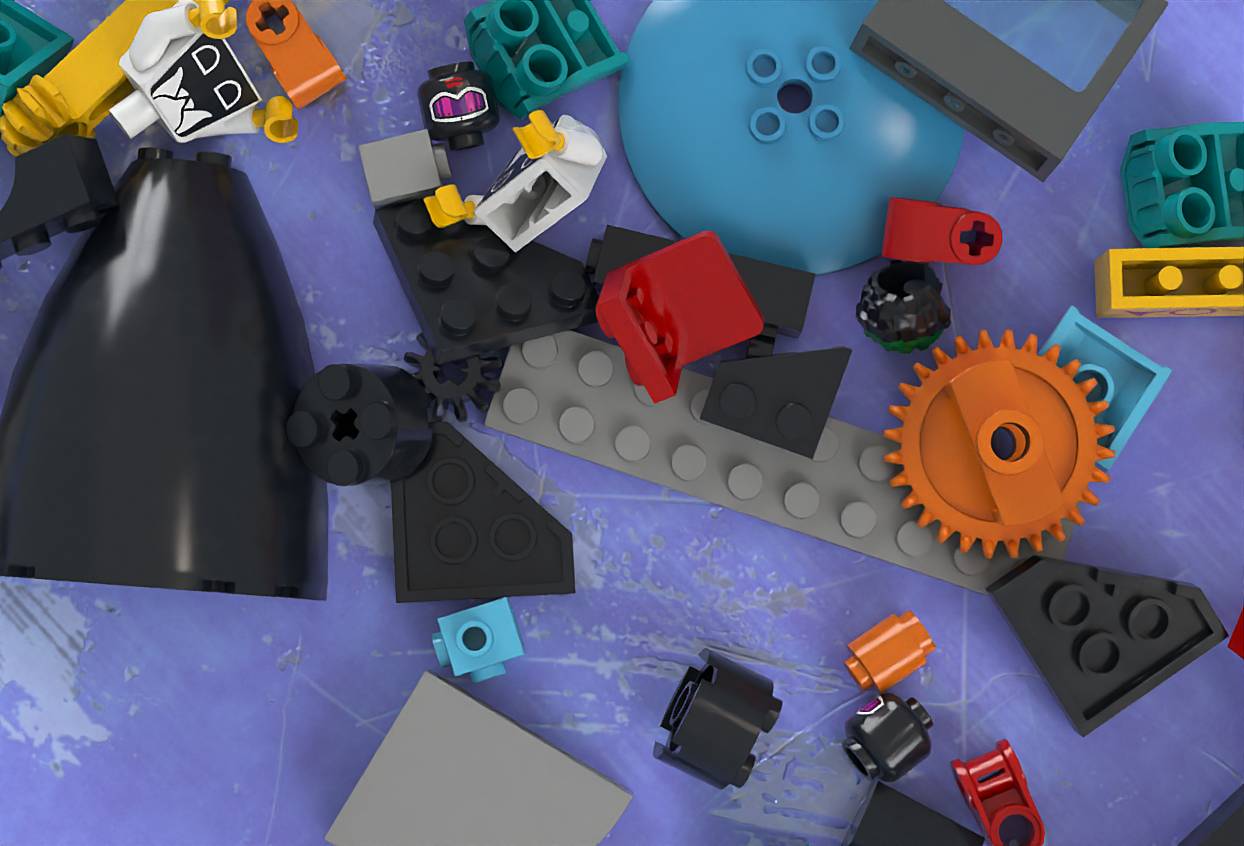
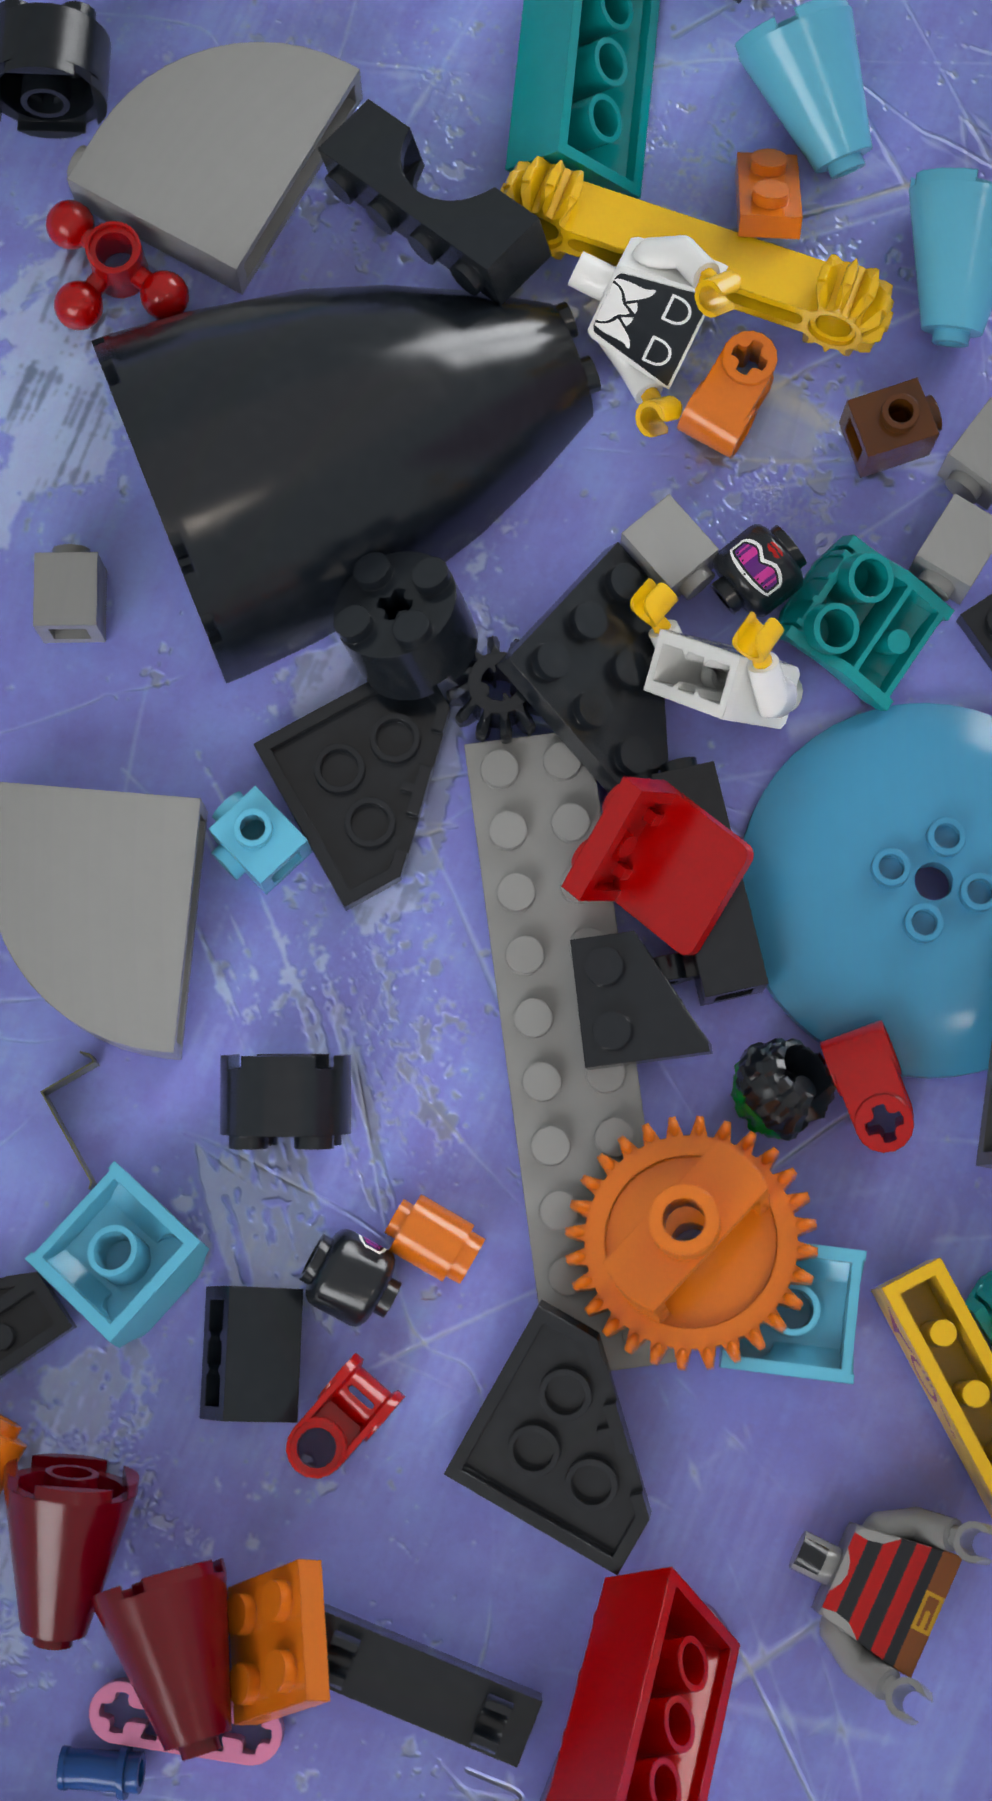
camera: 65 degrees right, 5 degrees down
(184, 698) = (70, 595): none -> light grey brick

